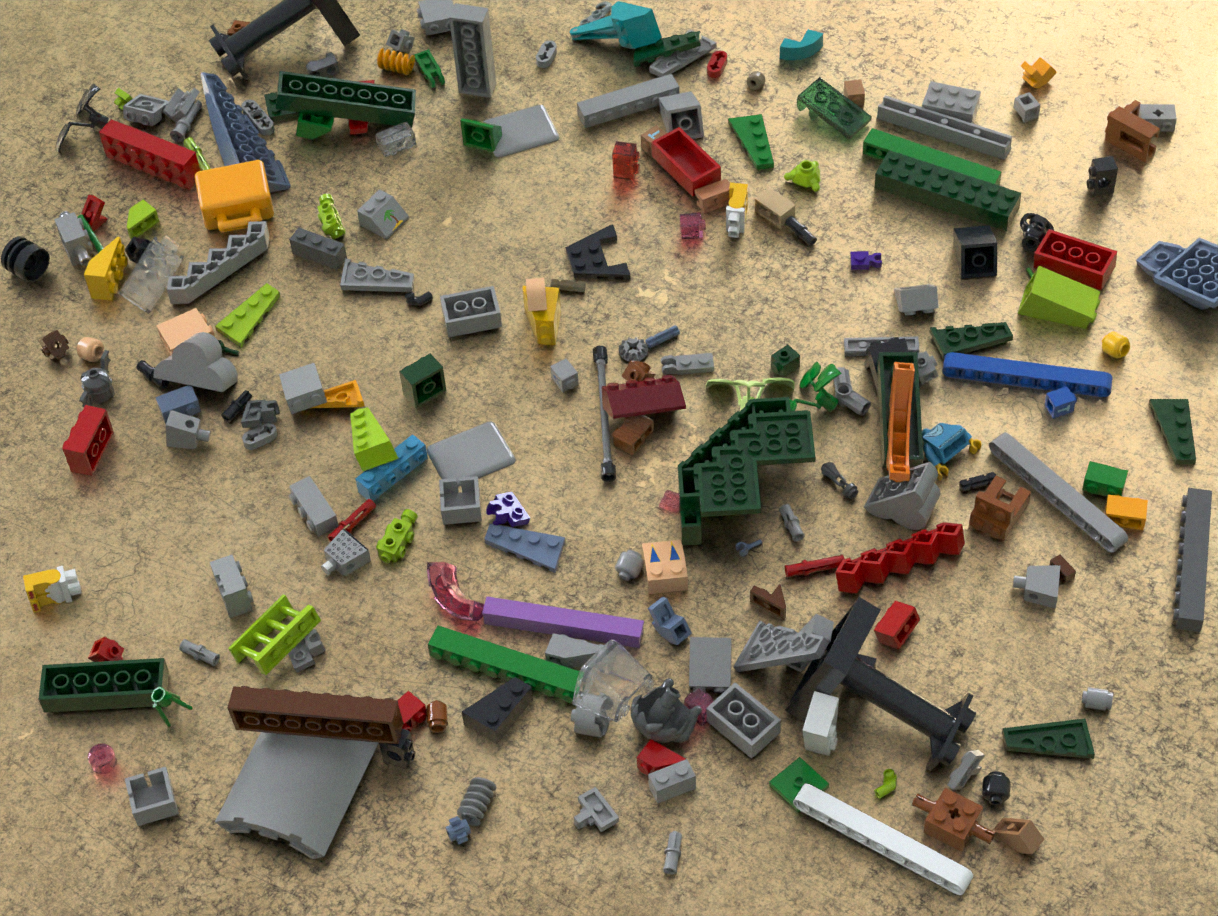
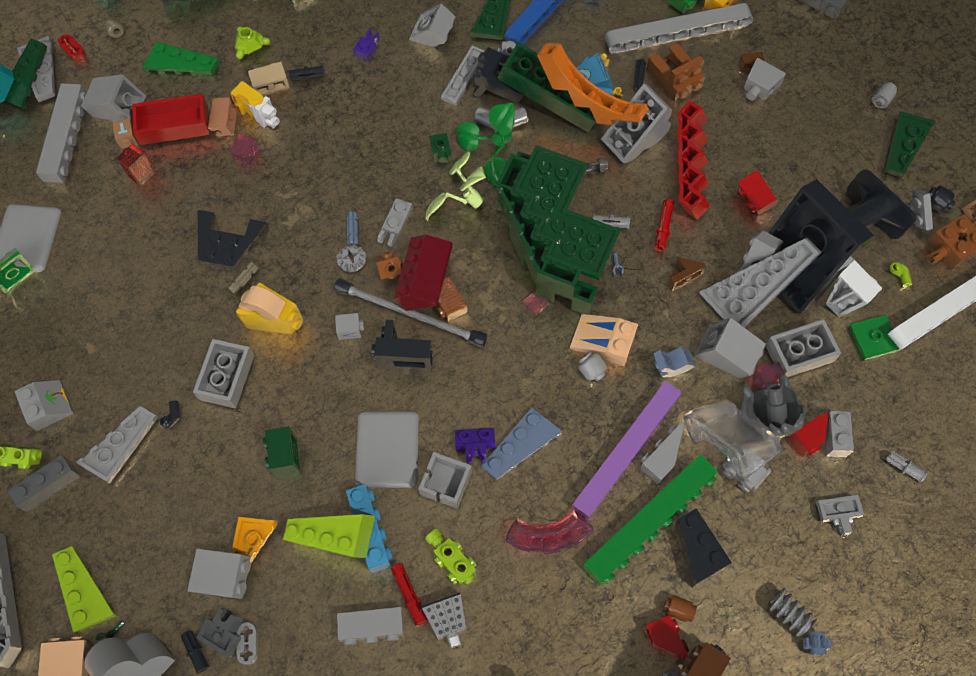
camera: 65 degrees left, 15 degrees up
(557, 415) = (401, 354): none -> black brick

